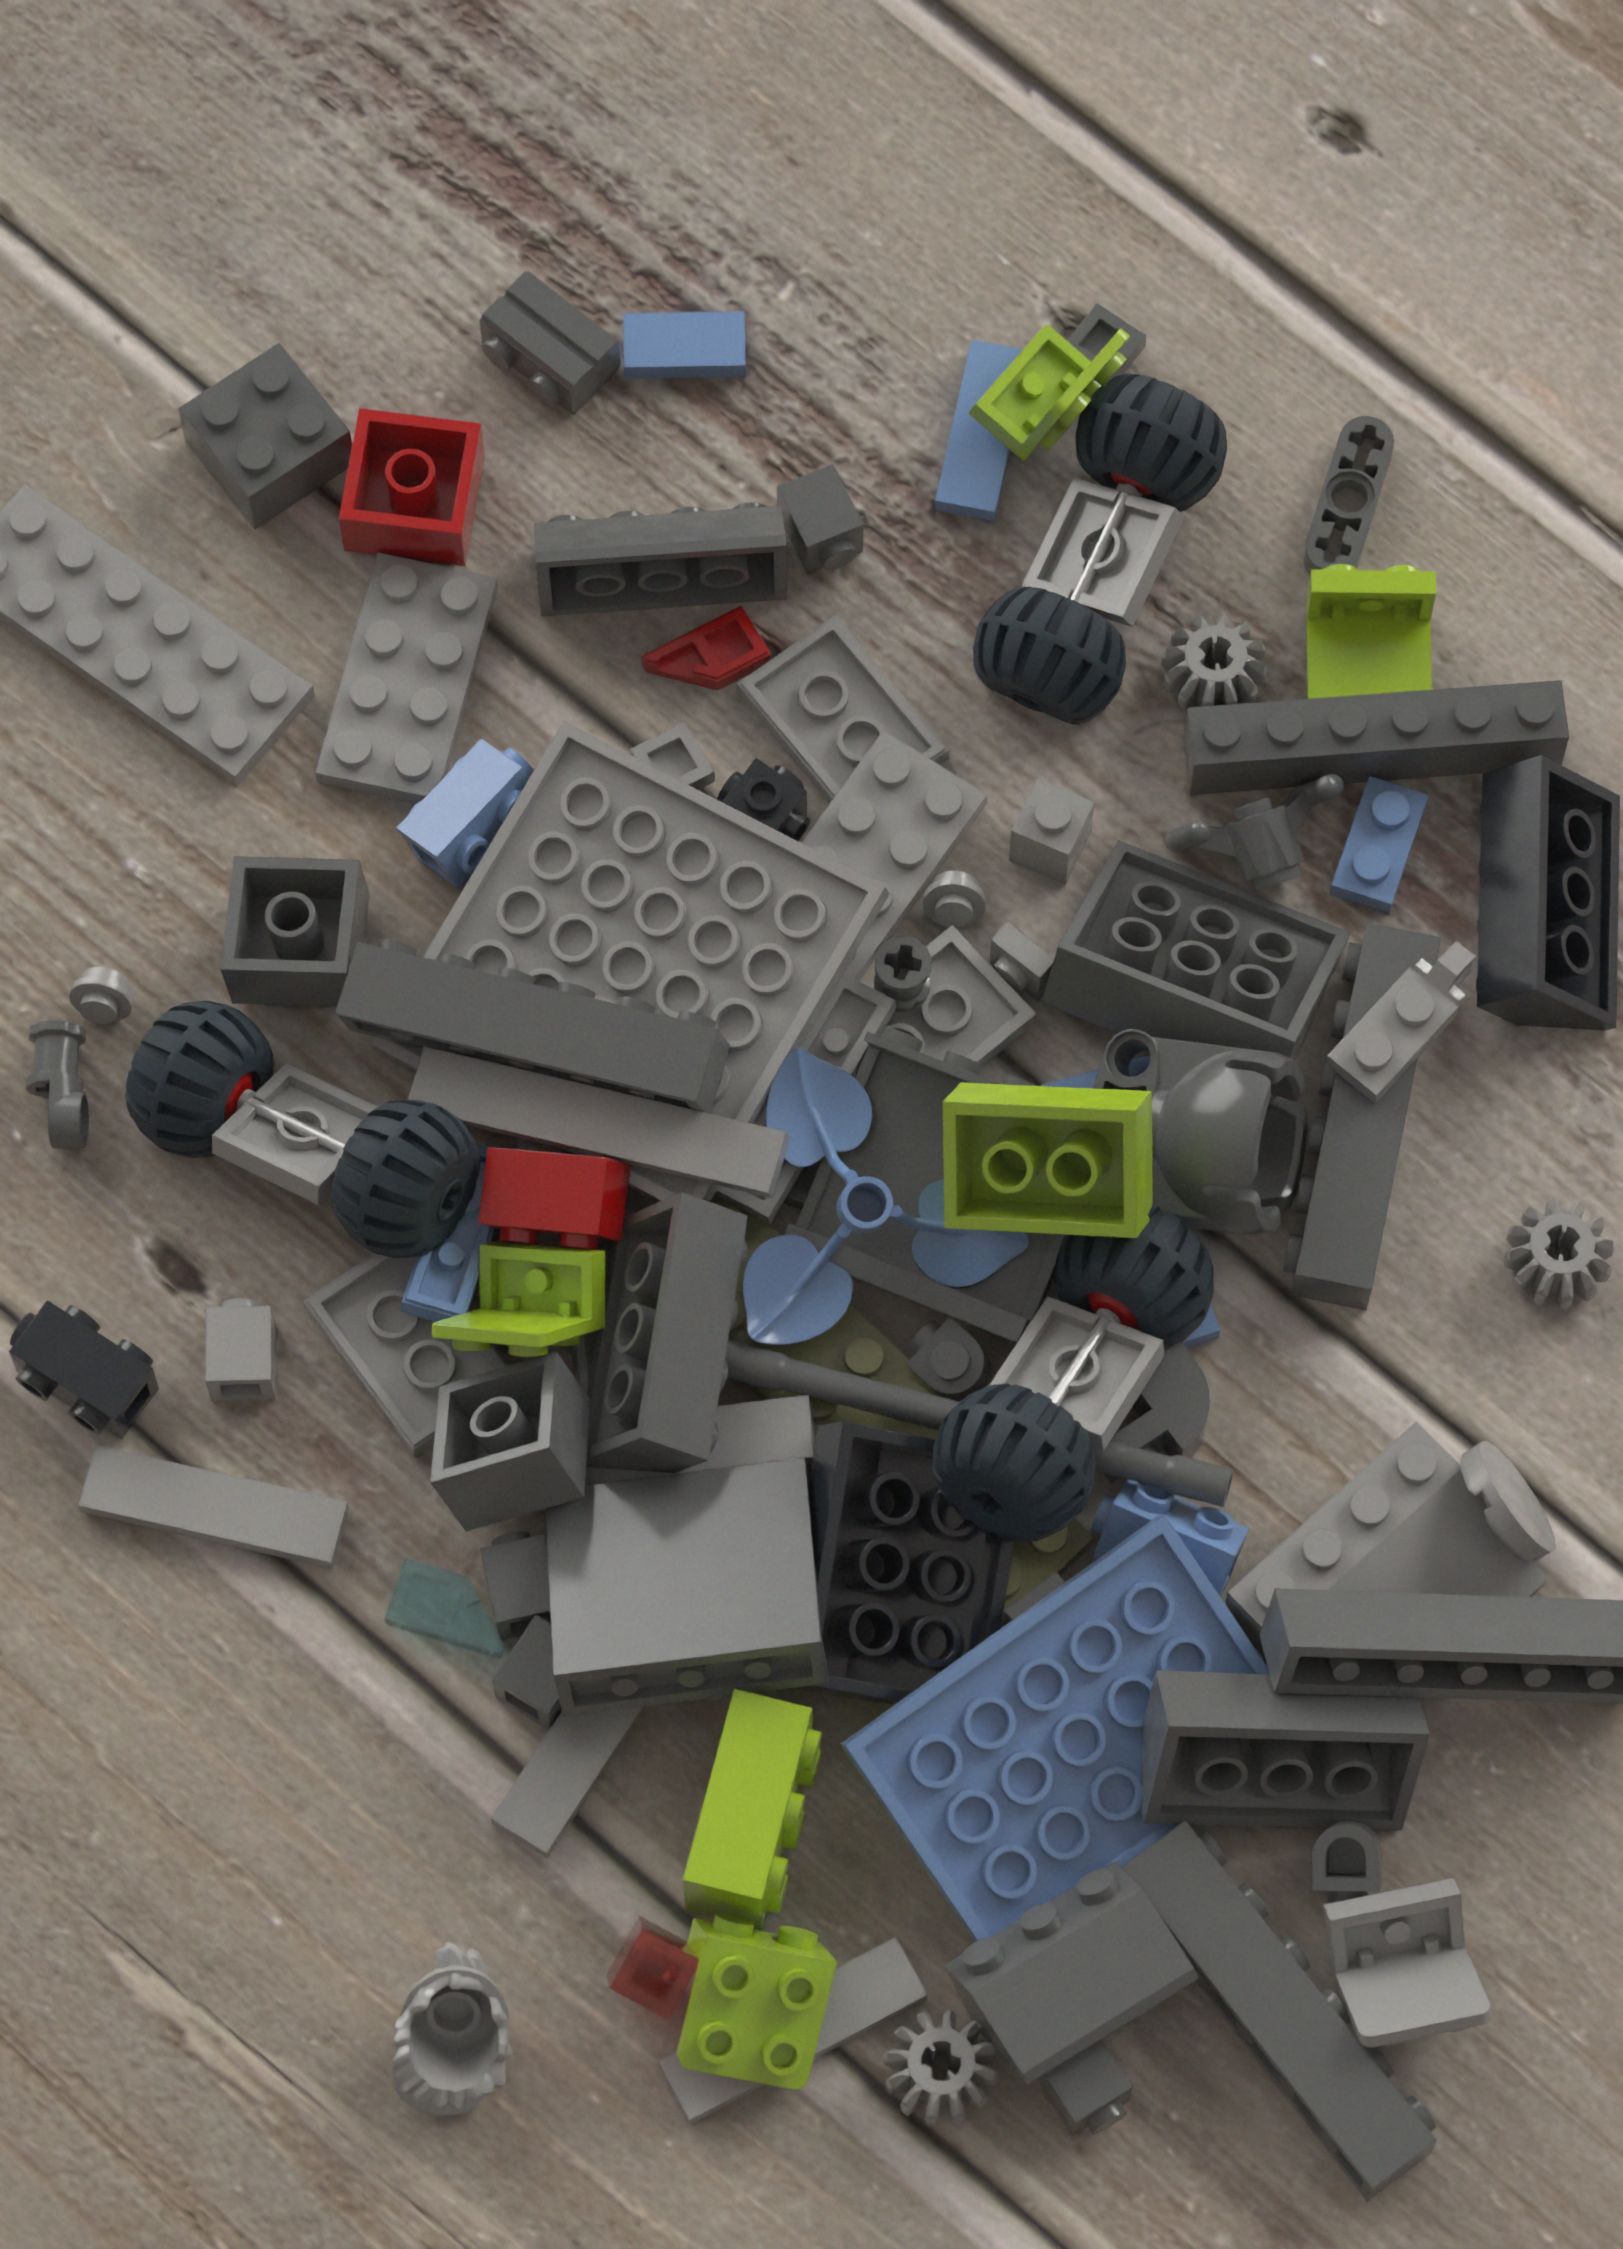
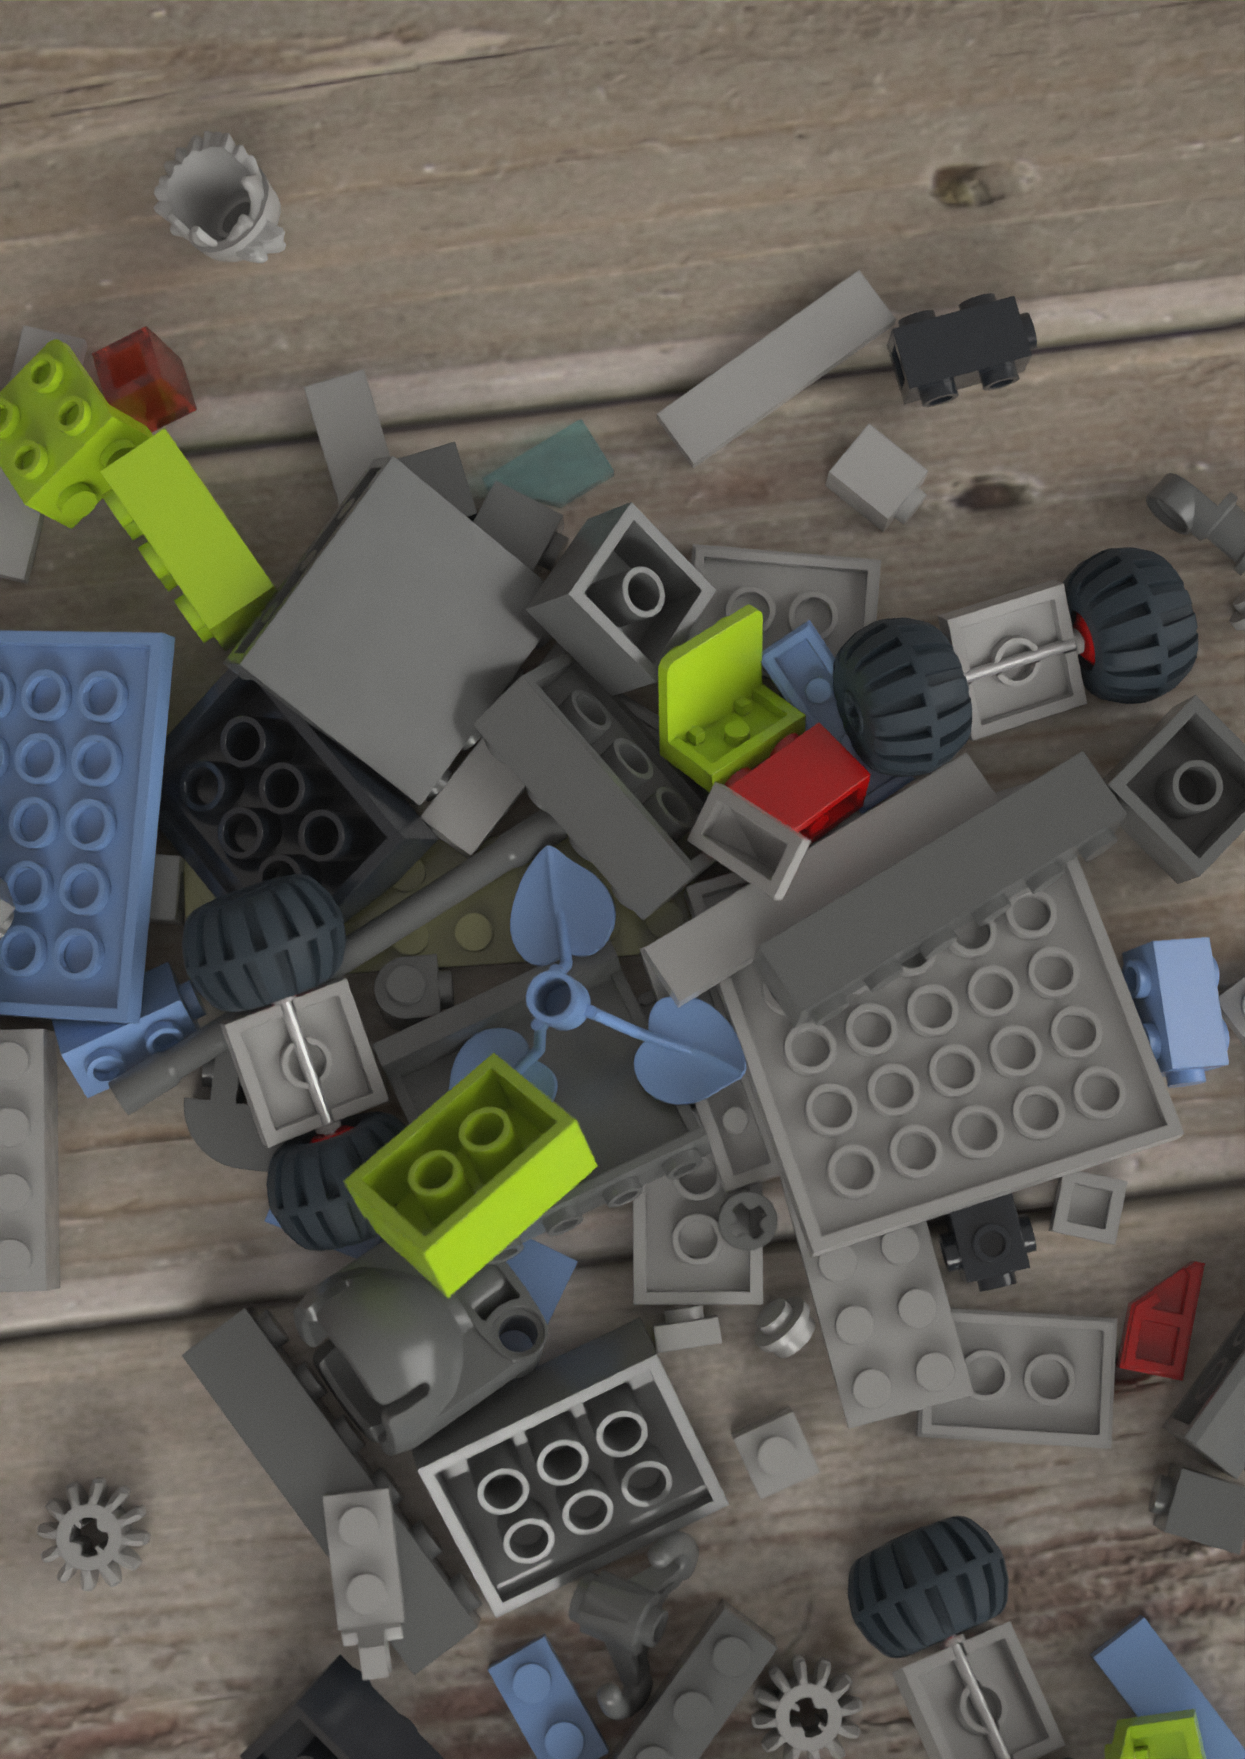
camera: 130 degrees right, 15 degrees up
(623, 1168) = (748, 841): none -> light grey slope

